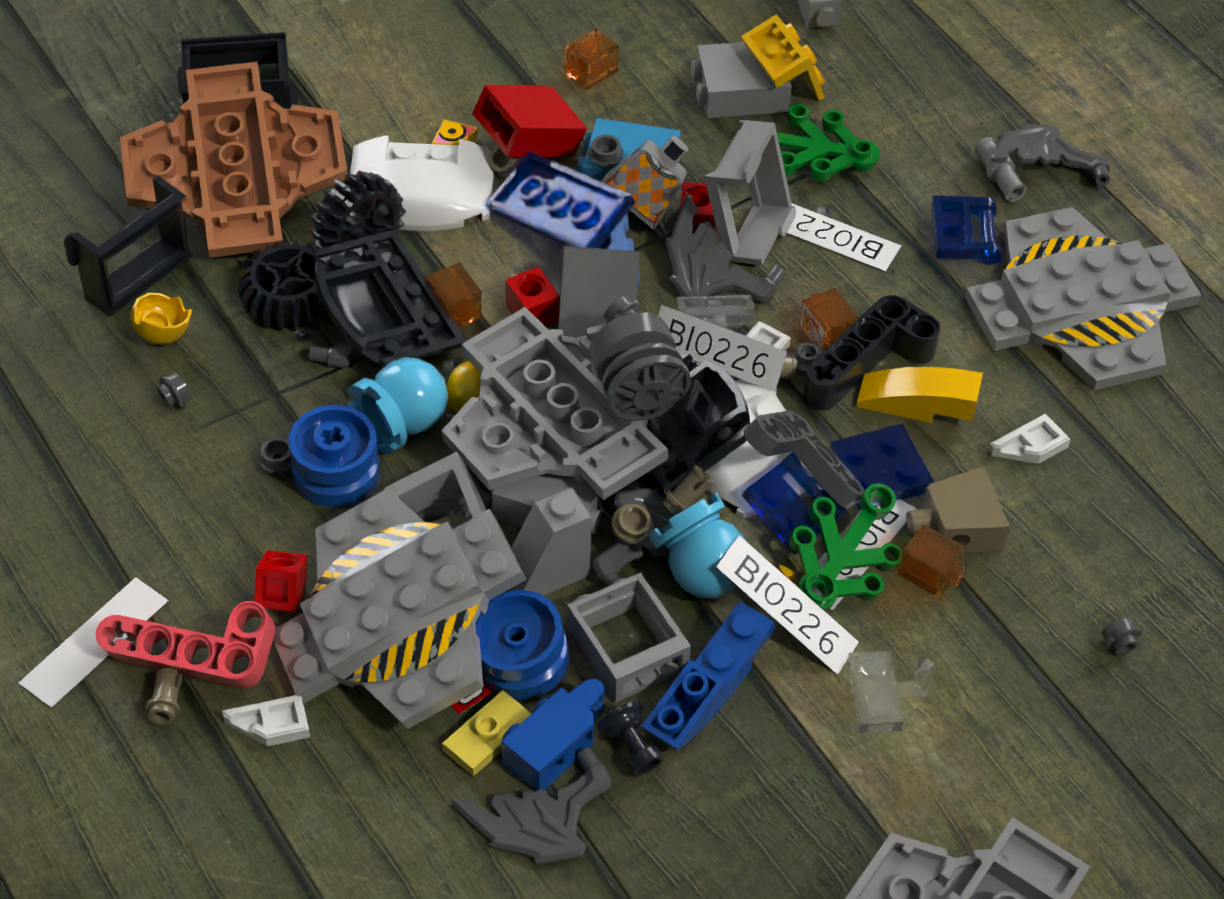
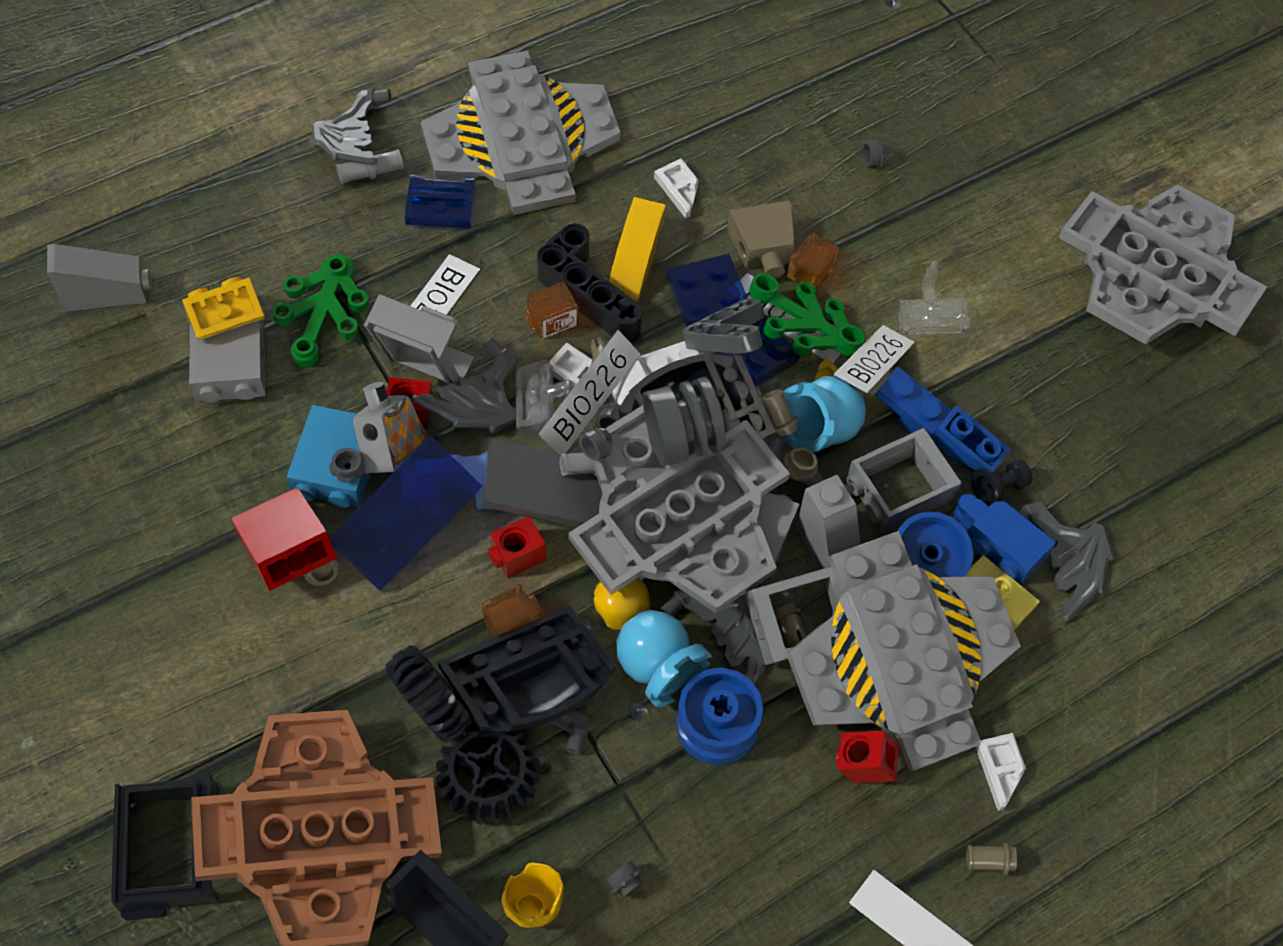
camera: 90 degrees left, 10 degrees up
(184, 643) = (940, 888): coral beam -> none
(272, 449) = (714, 768): dark grey plate -> none
(436, 181) = (340, 652): white slope -> none
(452, 132) = (274, 622): yellow tile -> none
(591, 59) = (181, 486): clear orange brick -> none
(805, 354) = (583, 337): dark grey plate -> none

